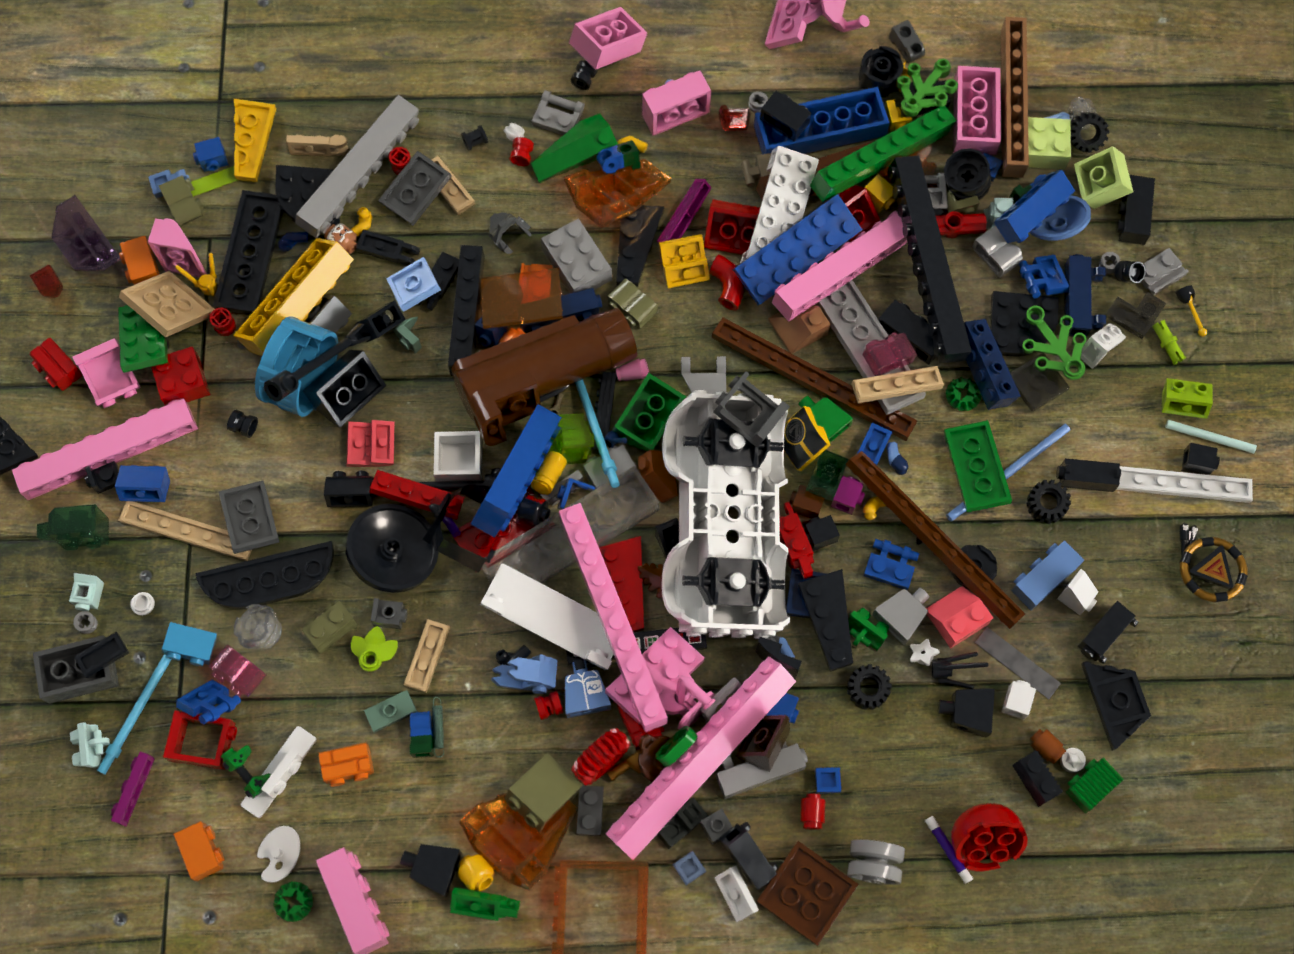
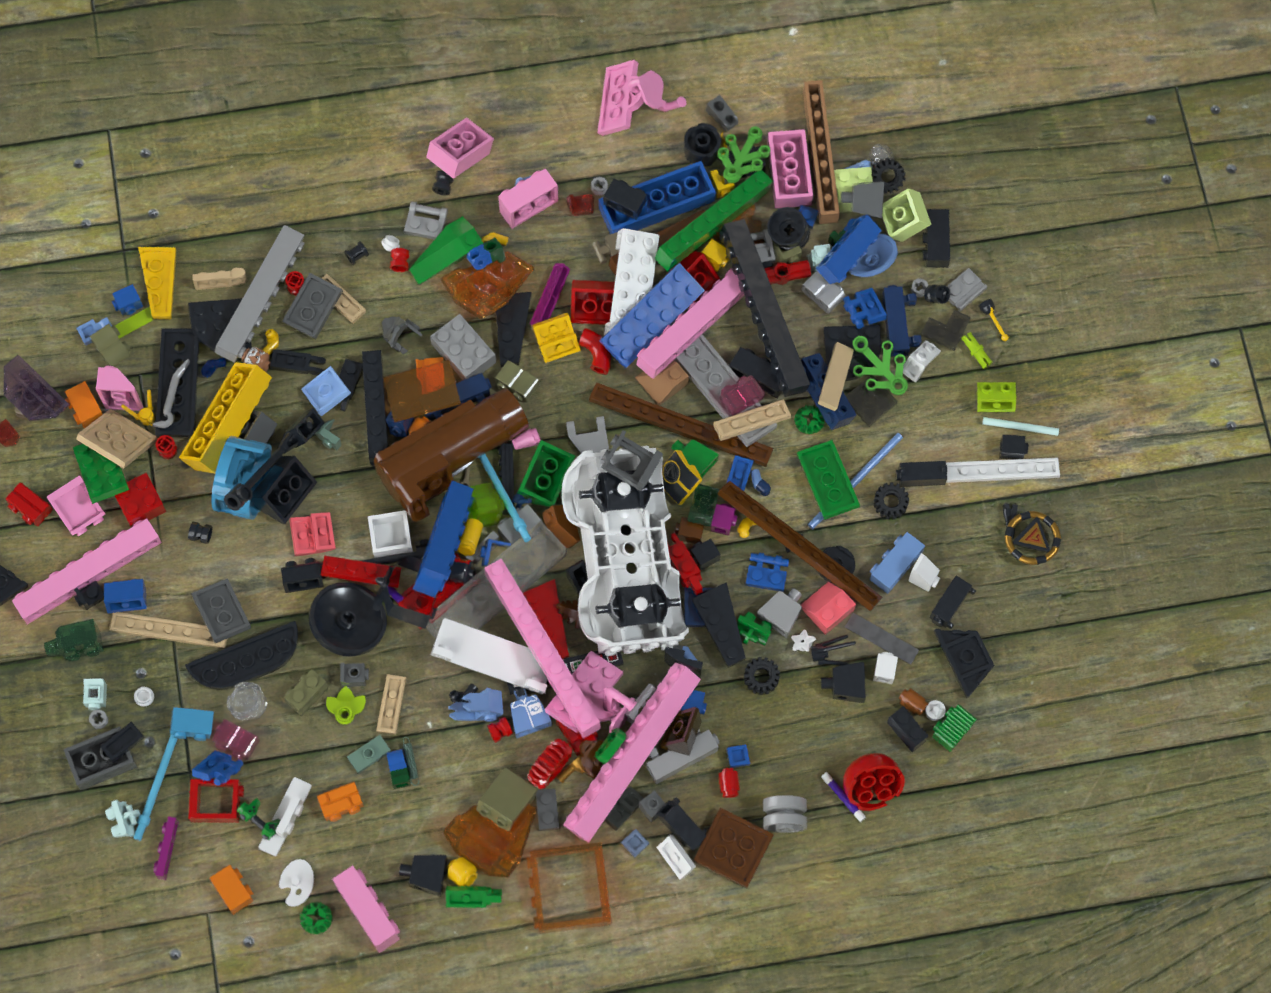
camera: 10 degrees left, 0 degrees up
(232, 276) = (170, 396): none -> light grey piece
(1002, 348) = (835, 376): none -> tan tile
(1062, 151) = (865, 198): none -> dark grey torso

